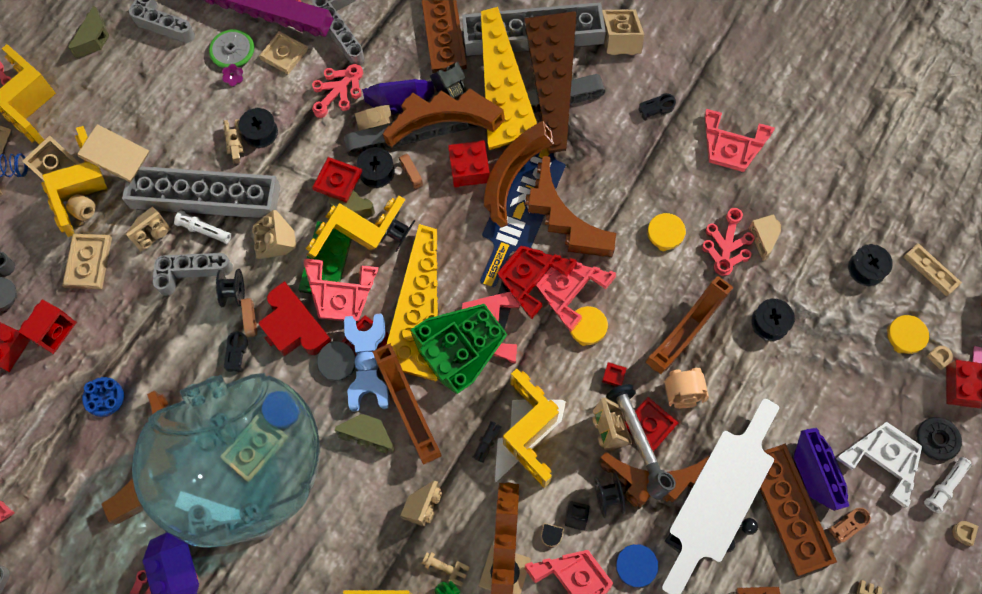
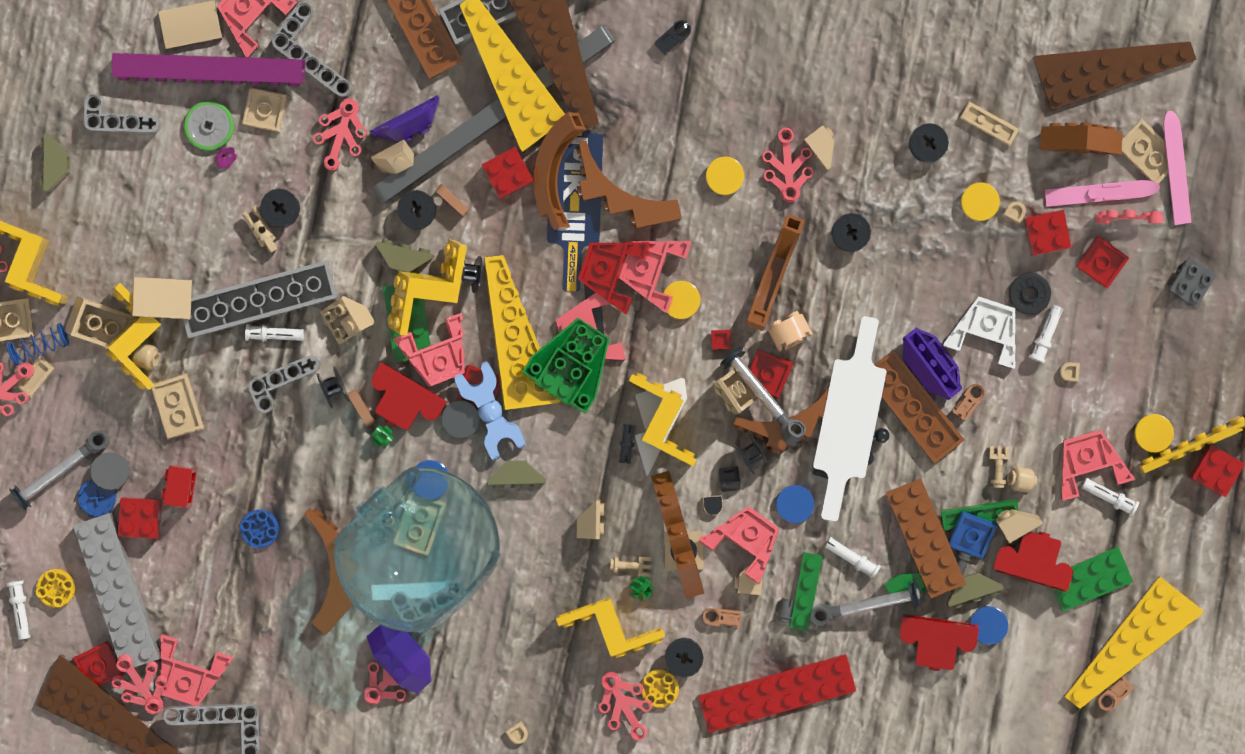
camera: 25 degrees left, 20 degrees up
(147, 229) = (222, 353): tan slope -> none
(234, 354) = (362, 446): black piece -> none
(255, 350) = (382, 436): none -> green gear
(337, 179) = (387, 241): red tile -> none
(406, 404) = (544, 439): dark orange arch -> none
(443, 108) = (461, 128): dark orange arch -> none
(450, 81) = (454, 88): pearl dark grey piece -> none
(730, 148) = (762, 61): coral wing -> none

